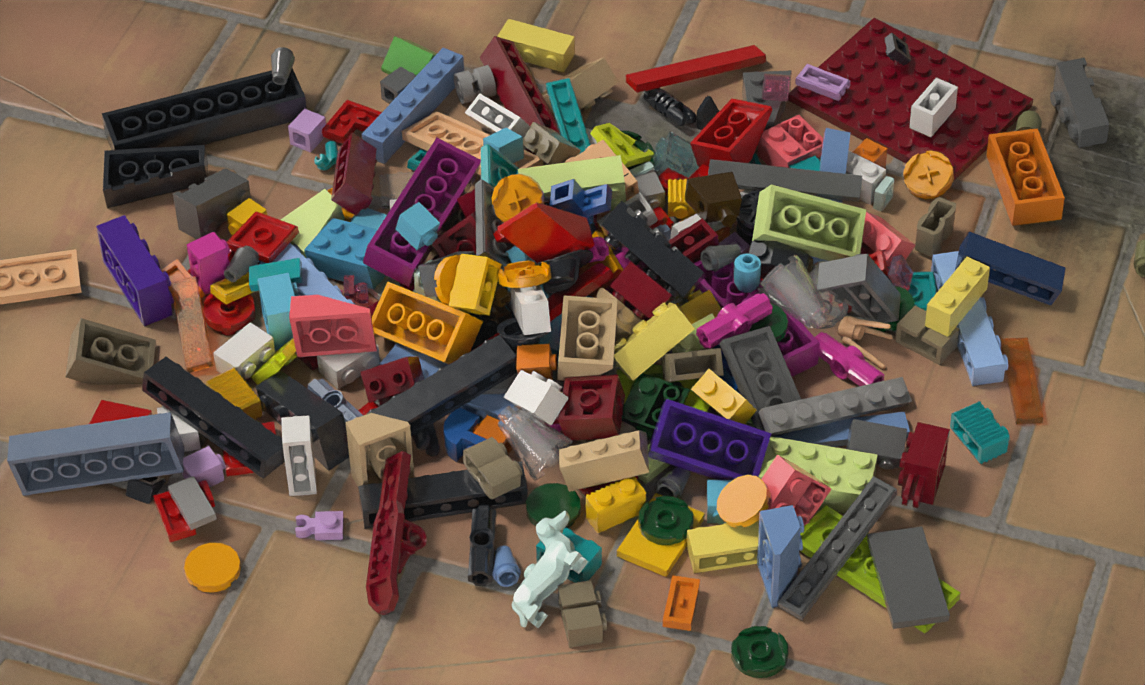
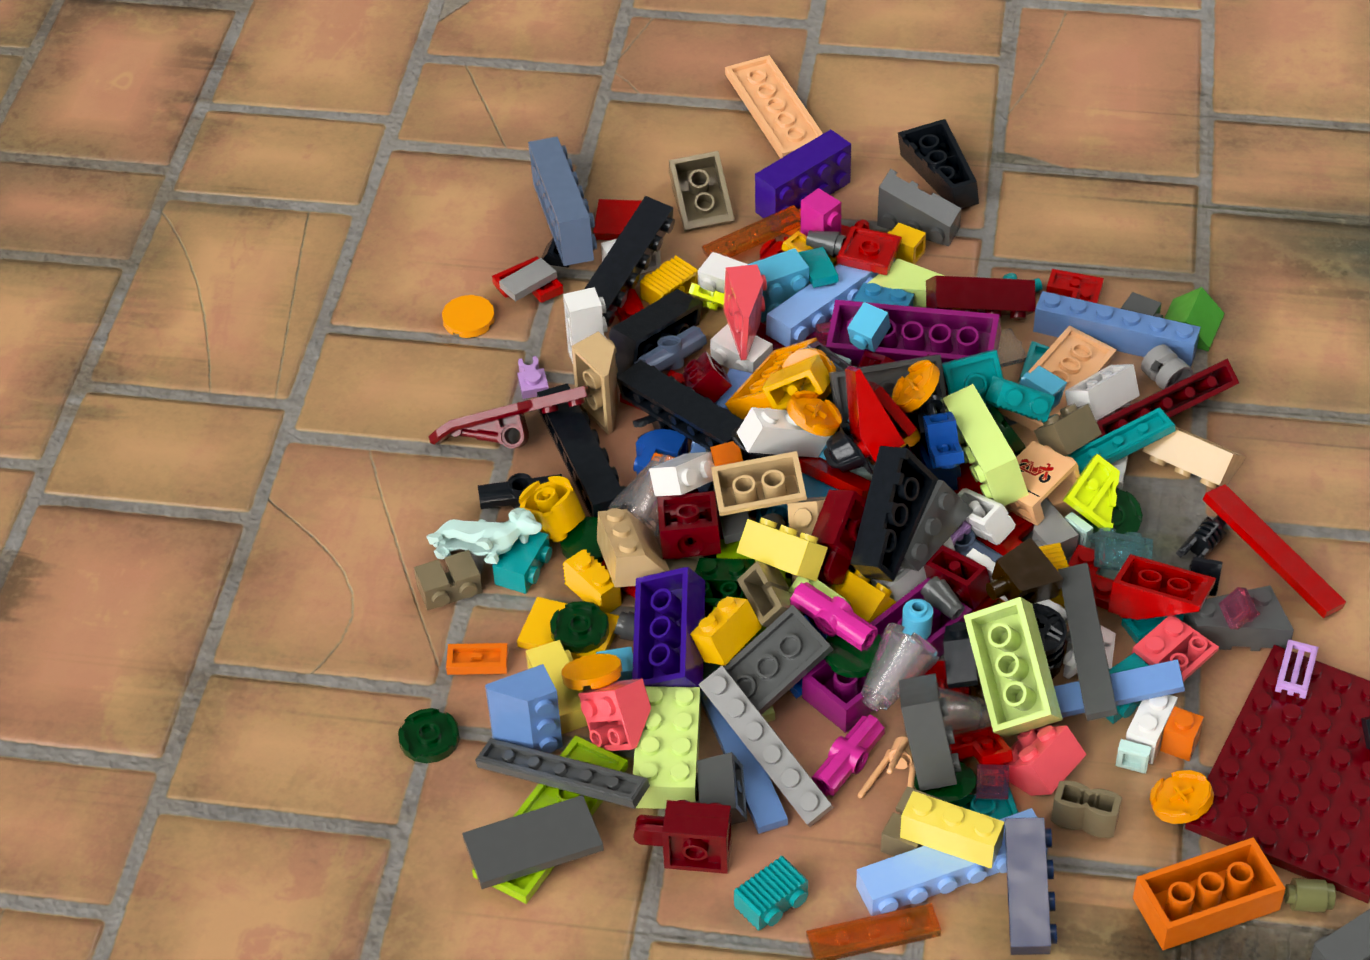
camera: 80 degrees right, 0 degrees up
(204, 466) = (574, 276): lavender brick -> none
(206, 114) = (1036, 183): black brick -> none
(282, 63) = (1105, 206): dark grey cone -> none
(306, 130) = (1048, 256): lavender brick -> none
(492, 467) = (598, 467): dark tan brick -> none
(505, 569) = (497, 511): medium blue cone -> none
(517, 514) = (553, 506): none -> yellow brick
(529, 152) = (1019, 399): none -> teal brick
(540, 45) = (1253, 409): light yellow brick -> none
(933, 107) = (1279, 774): white brick -> none

